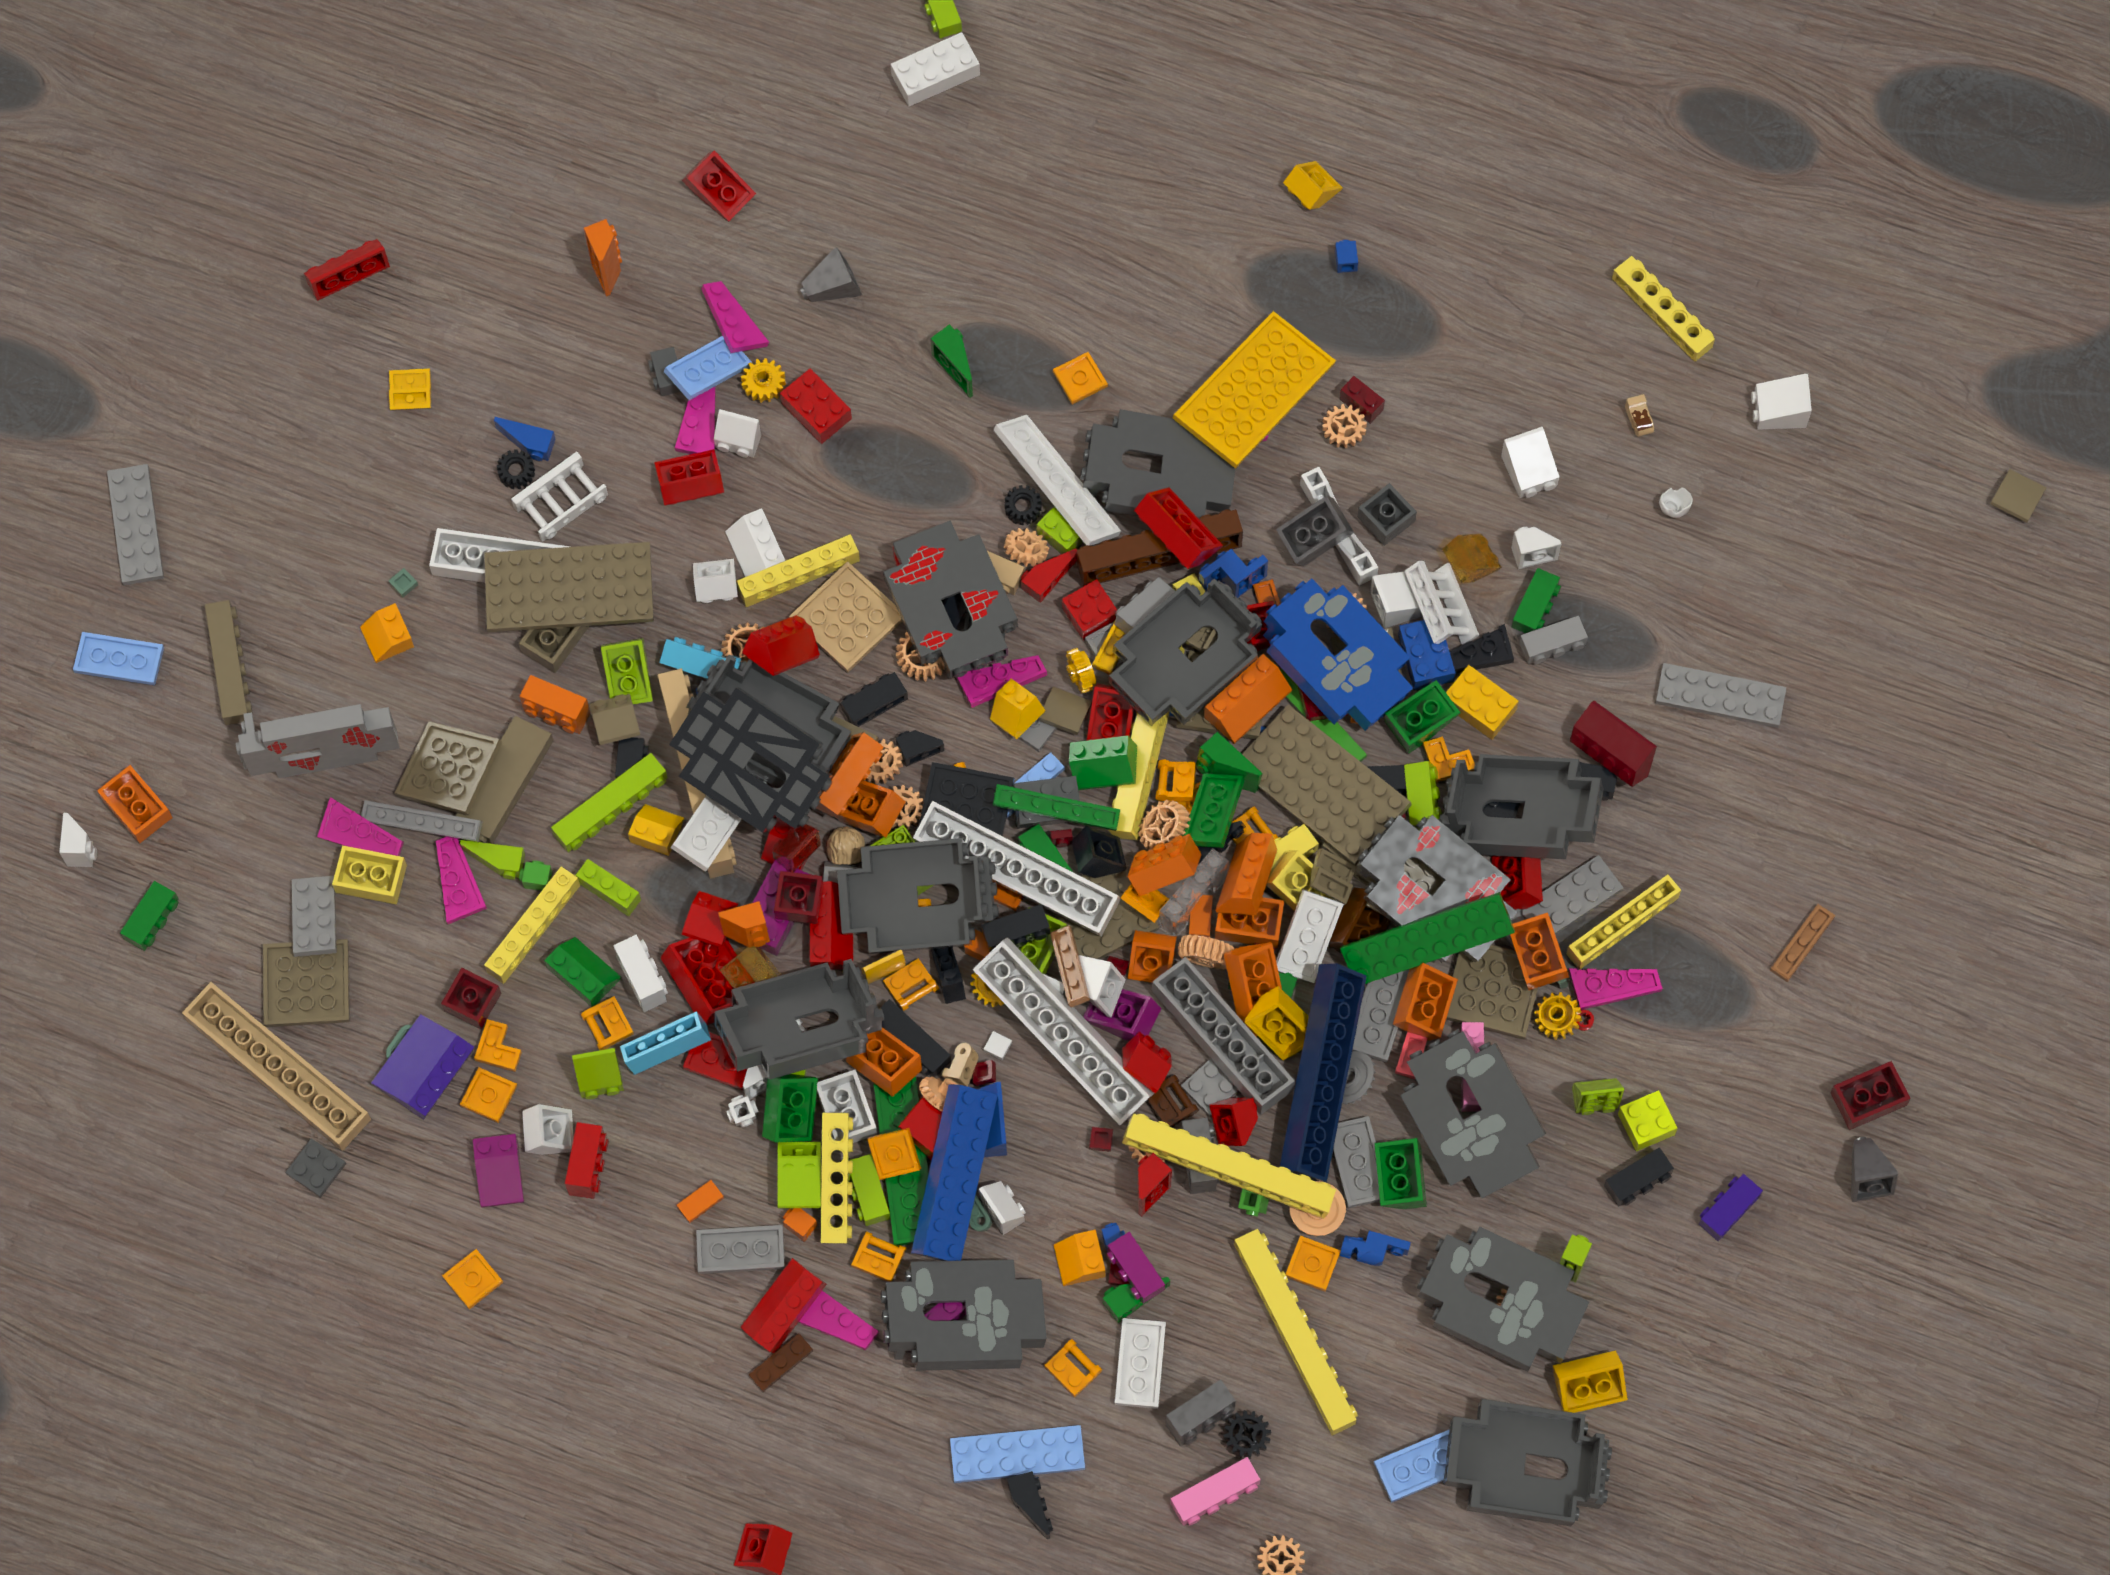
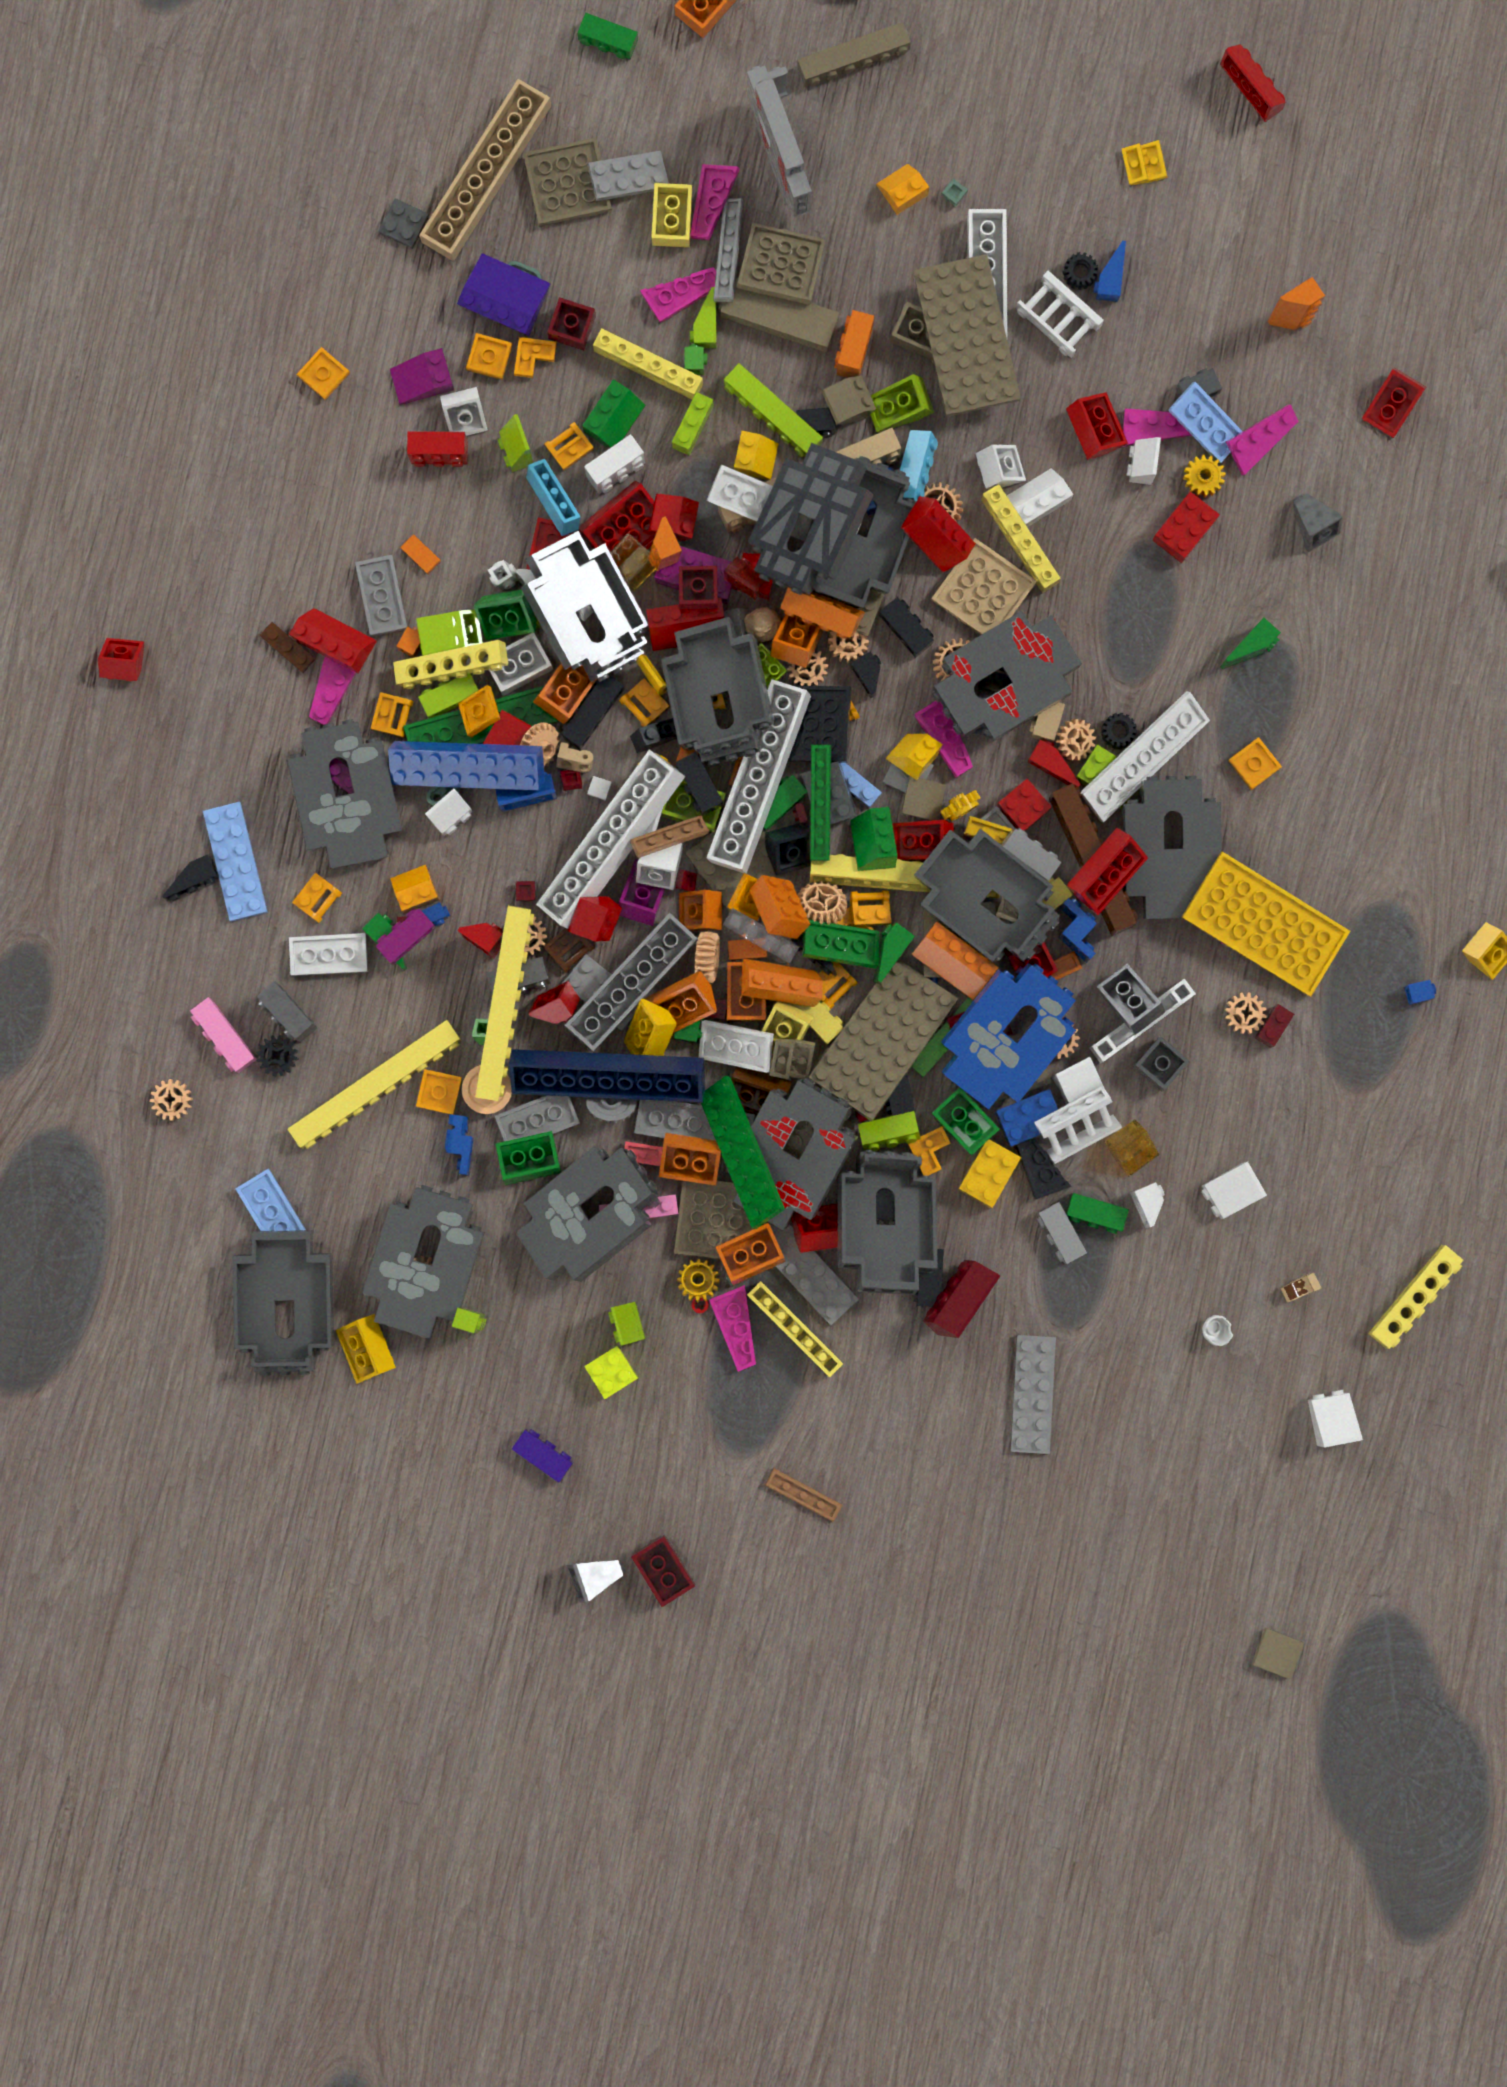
camera: 80 degrees right, 15 degrees up
(1639, 1177) = (558, 1371): black brick -> none

